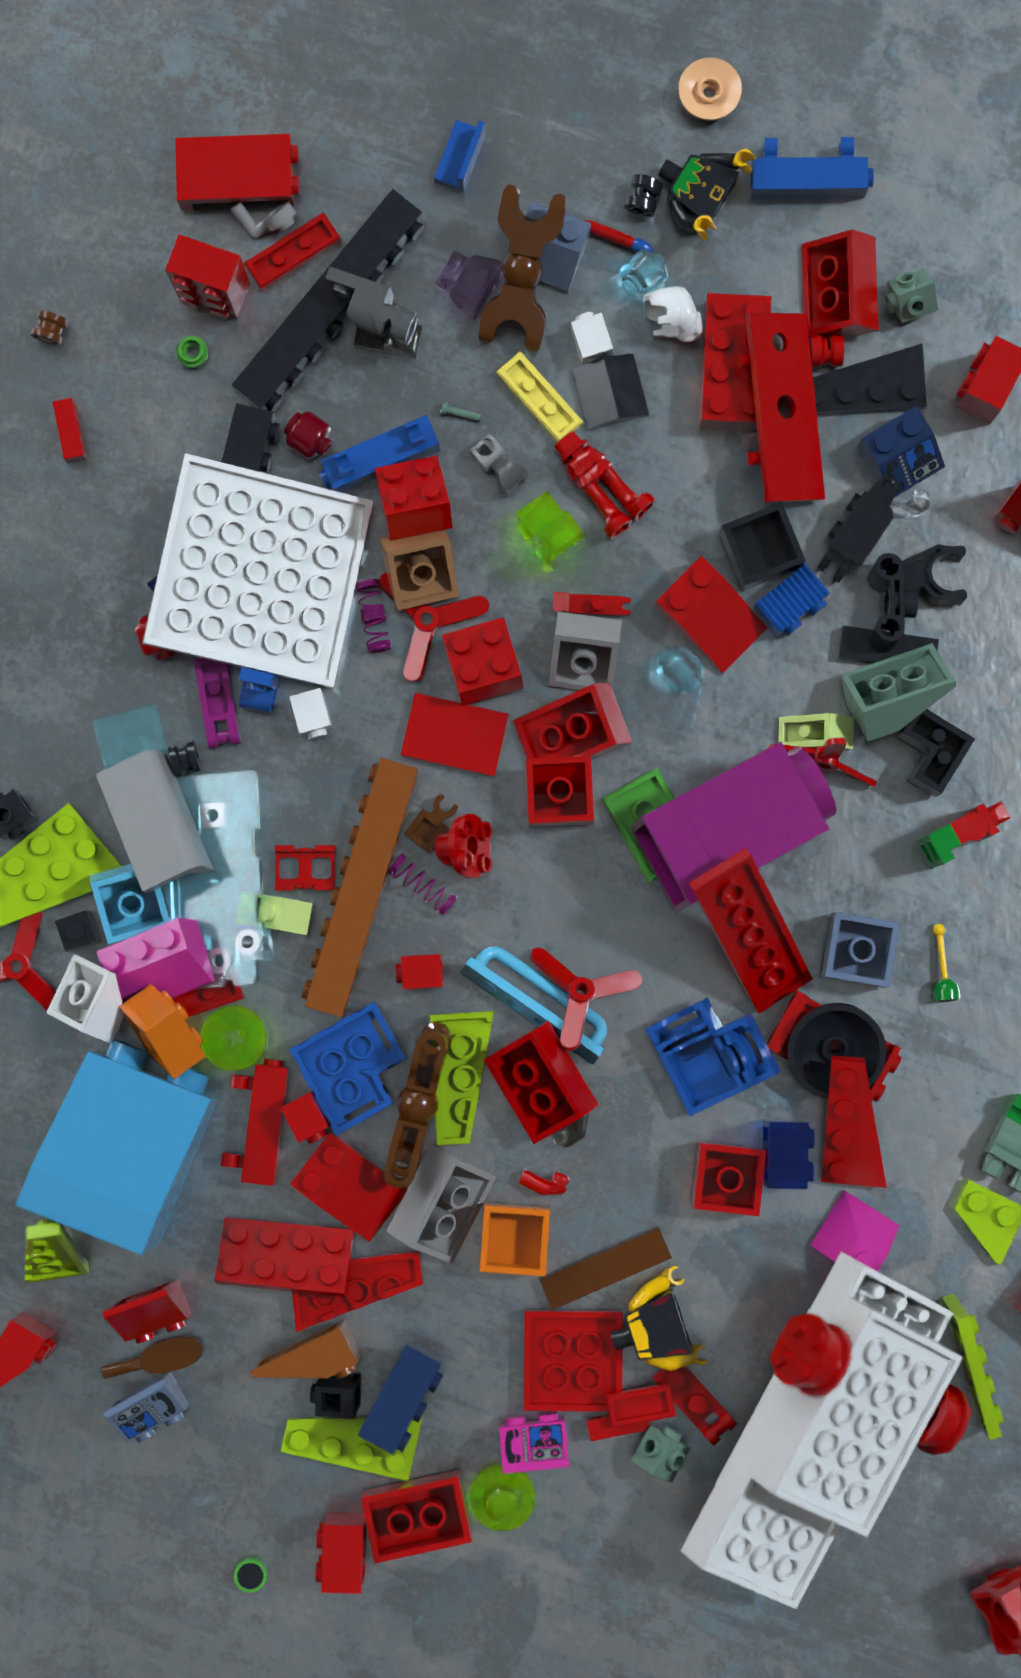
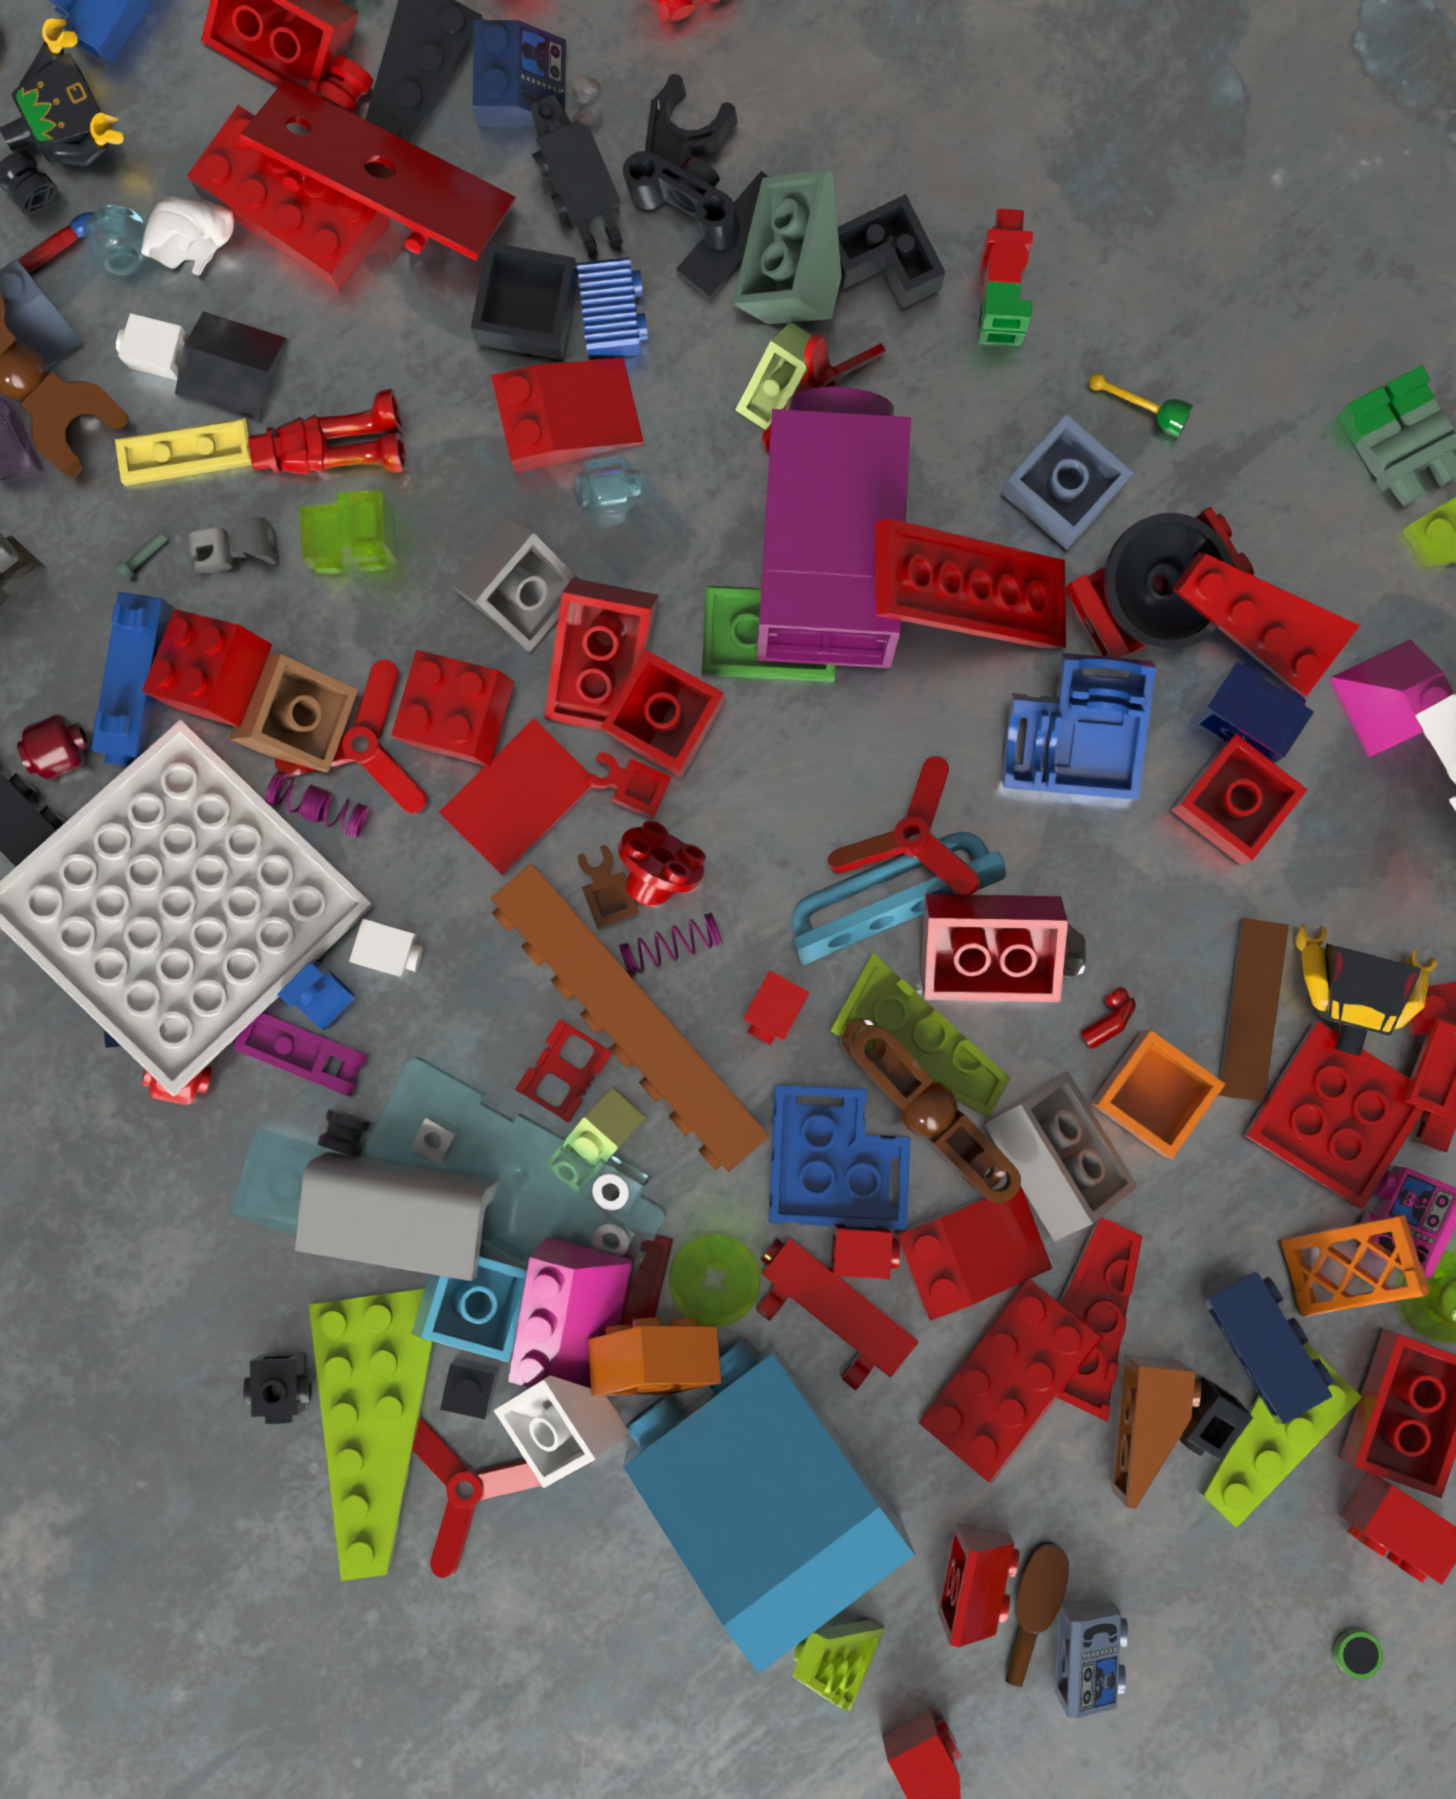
camera: 60 degrees left, 0 degrees up
(504, 1447) = (1403, 1257): none -> orange window
(505, 803) = (636, 786): none -> red plate
(590, 604) = (466, 543): red piece -> none

